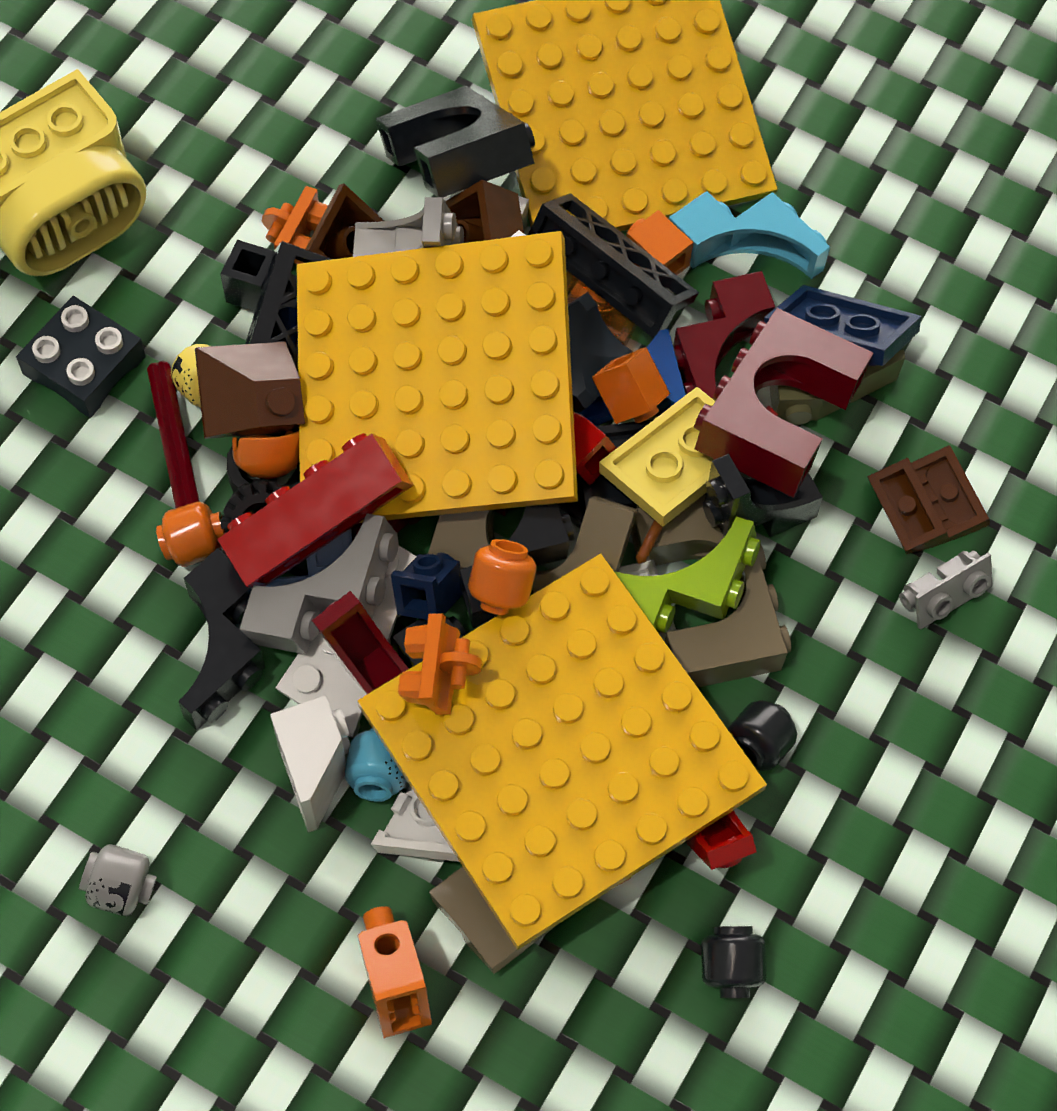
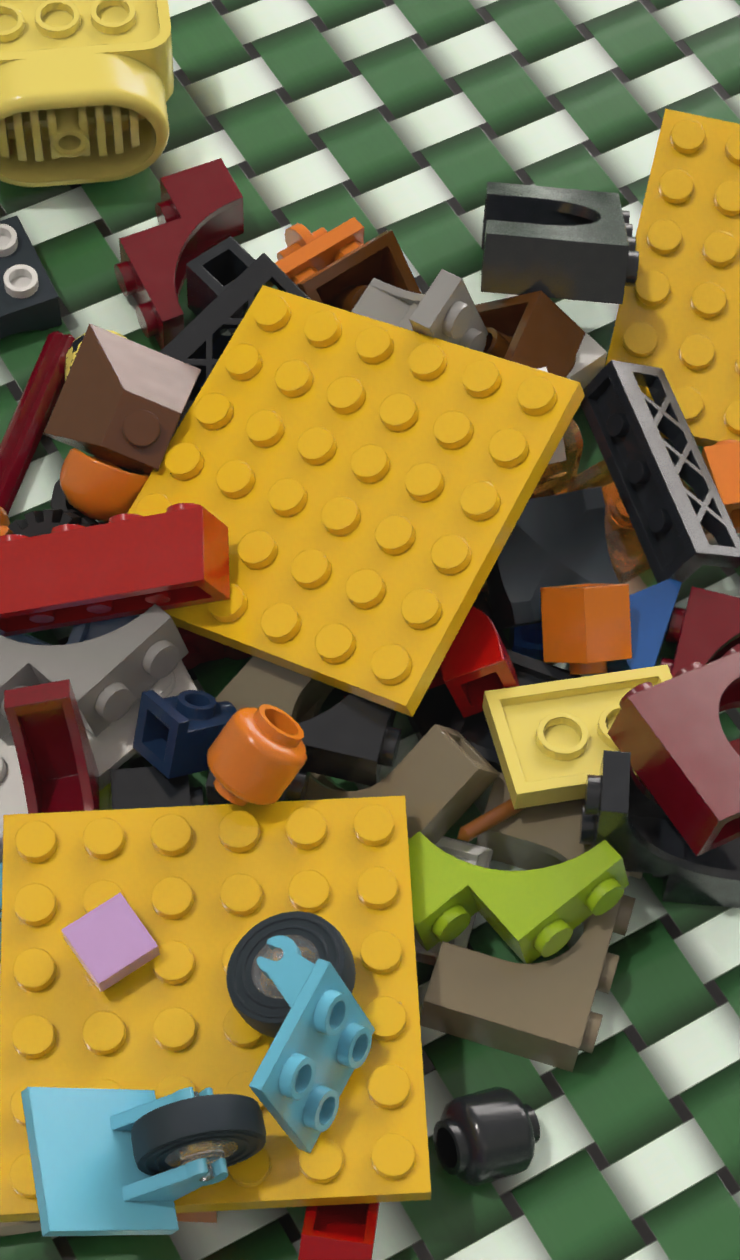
camera: 30 degrees right, 5 degrees down
(190, 235) = (194, 215): none -> dark red arch
(443, 666) = (114, 821): orange hips -> none
(484, 741) = (110, 942): none -> lavender tile
(572, 862) = (123, 1157): none -> medium azure plate
(617, 703) = (296, 985): none -> medium azure plate

